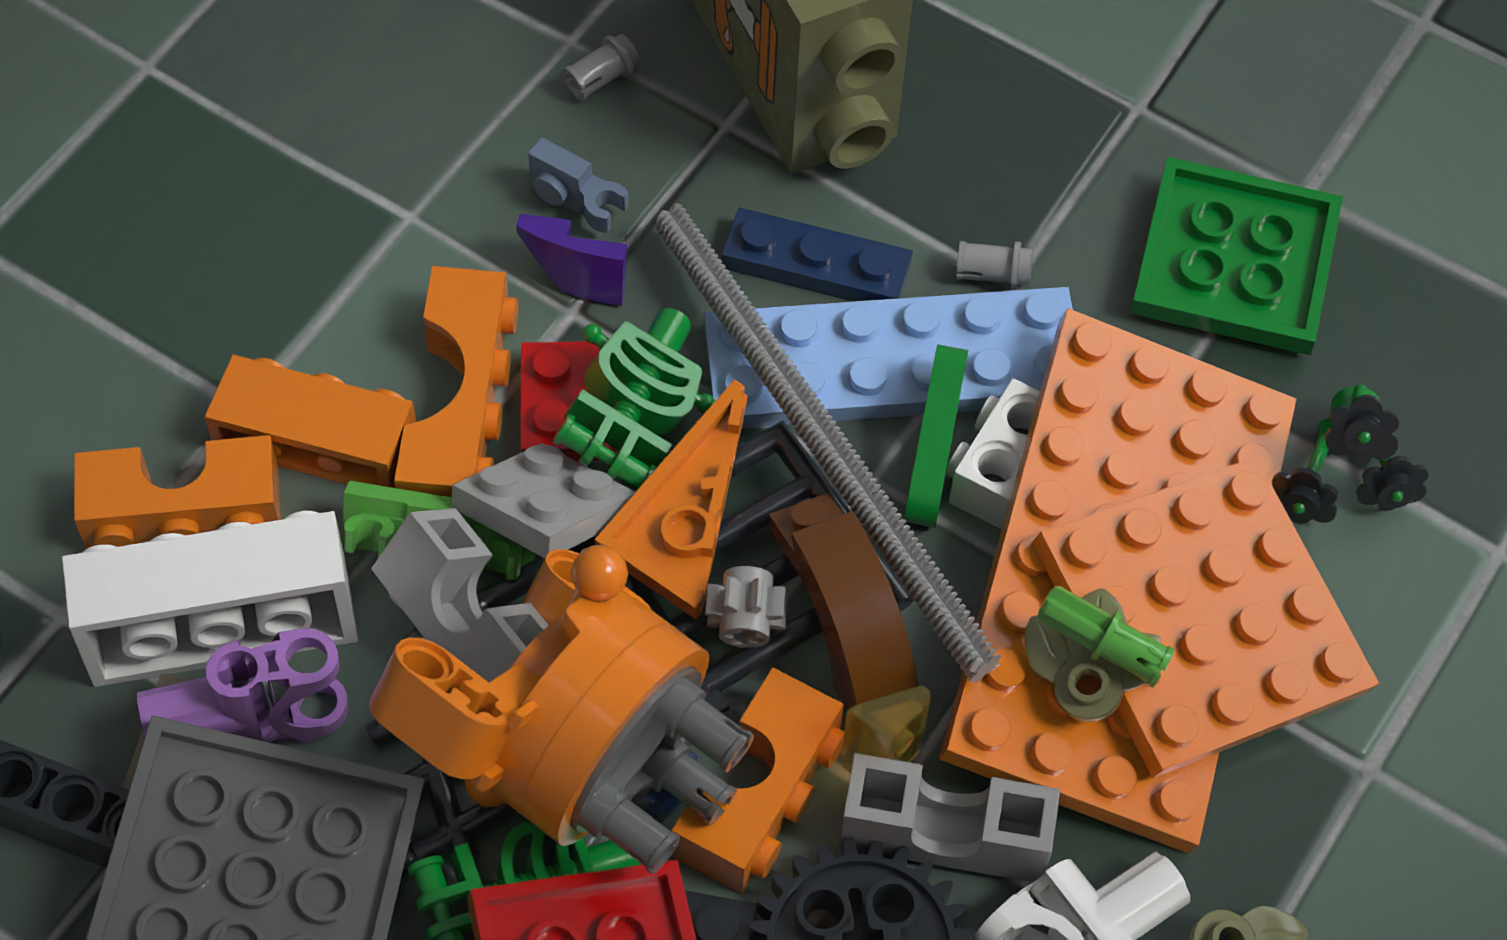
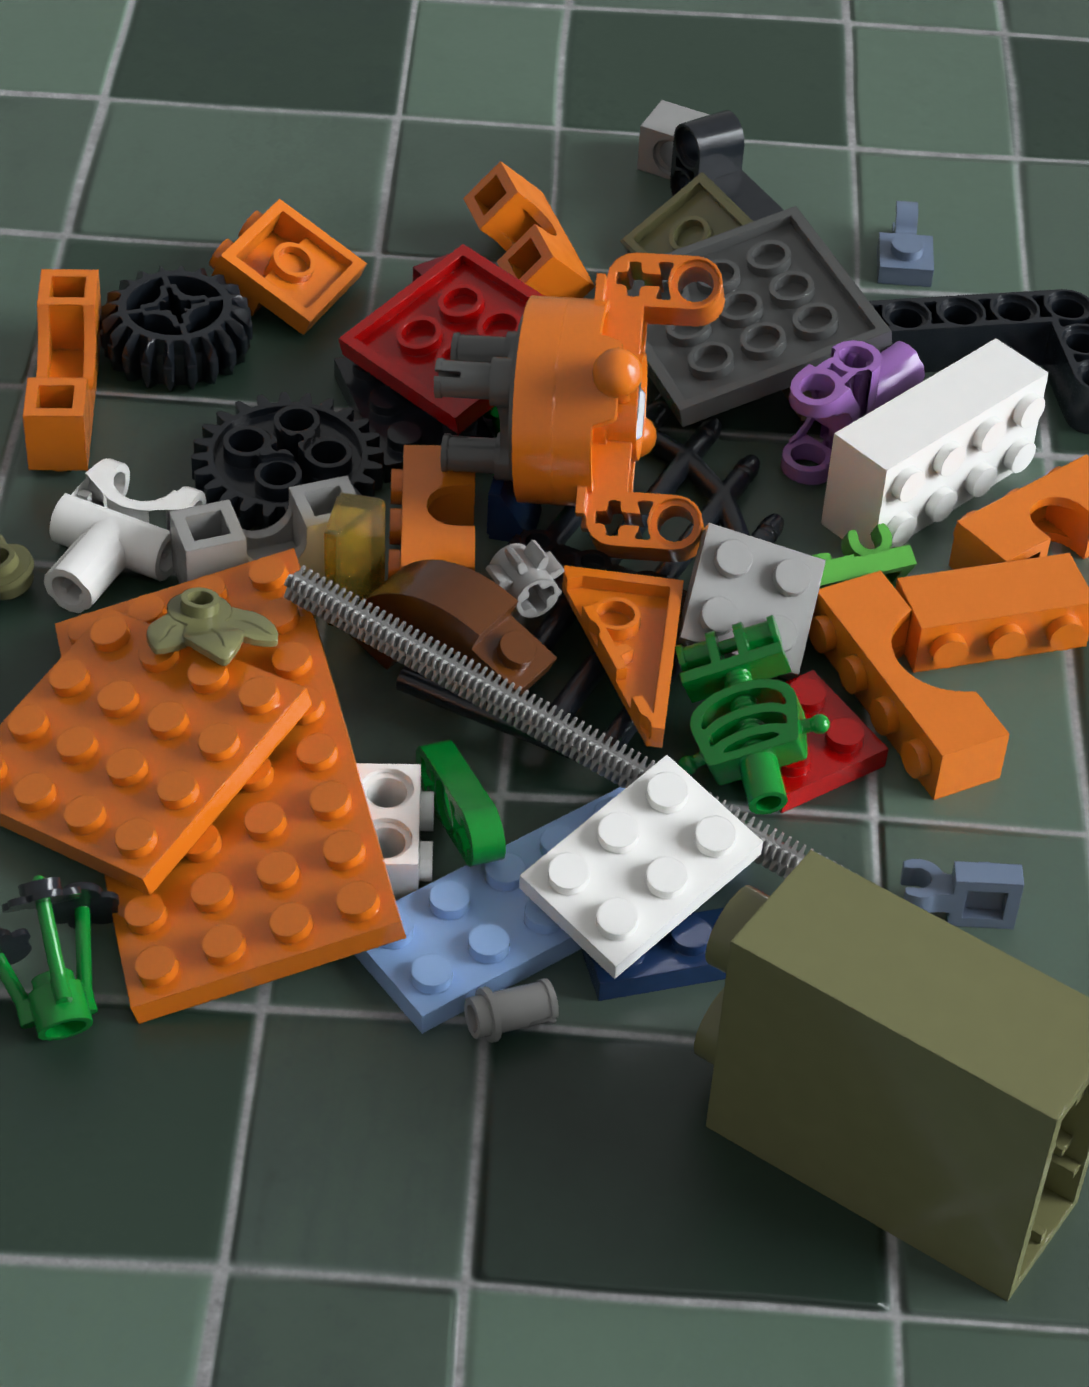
camera: 150 degrees right, 15 degrees down
(433, 578) = (740, 498): light grey arch -> none
(575, 264) = (896, 819): dark purple slope -> none
(834, 283) = (640, 866): none -> white plate
(1105, 635) = (201, 604): bright green axle -> none
(1238, 255) = (263, 1131): green plate -> none

